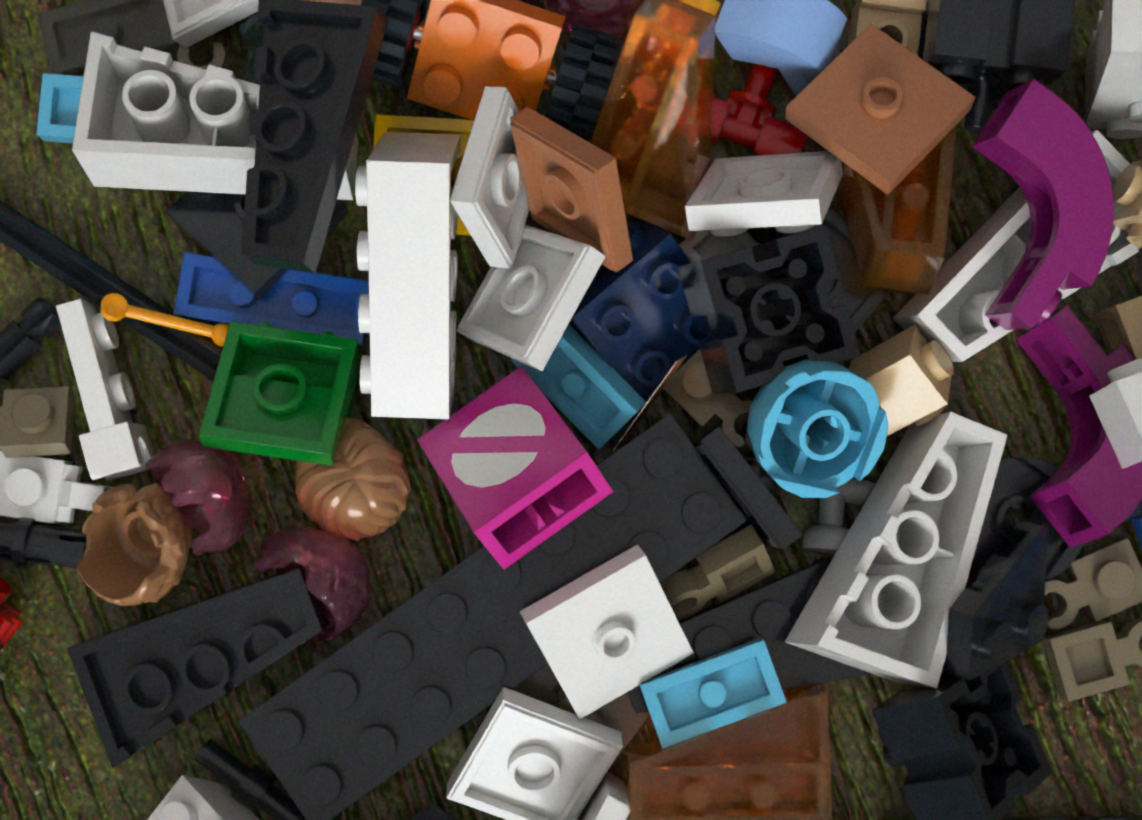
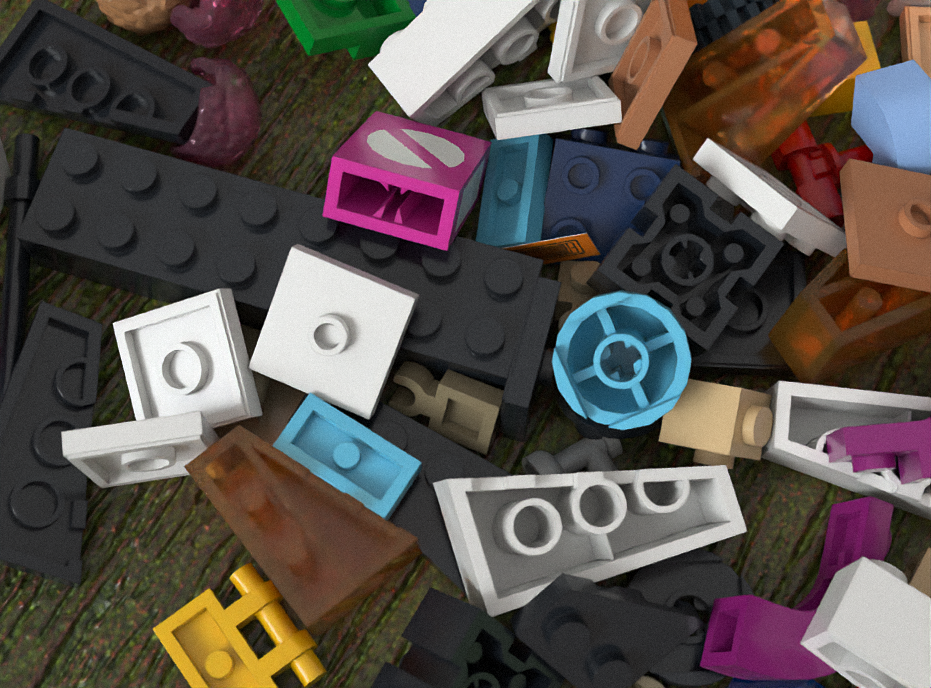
camera: 55 degrees right, 15 degrees down
(361, 490) = (309, 98): medium nougat hair -> none

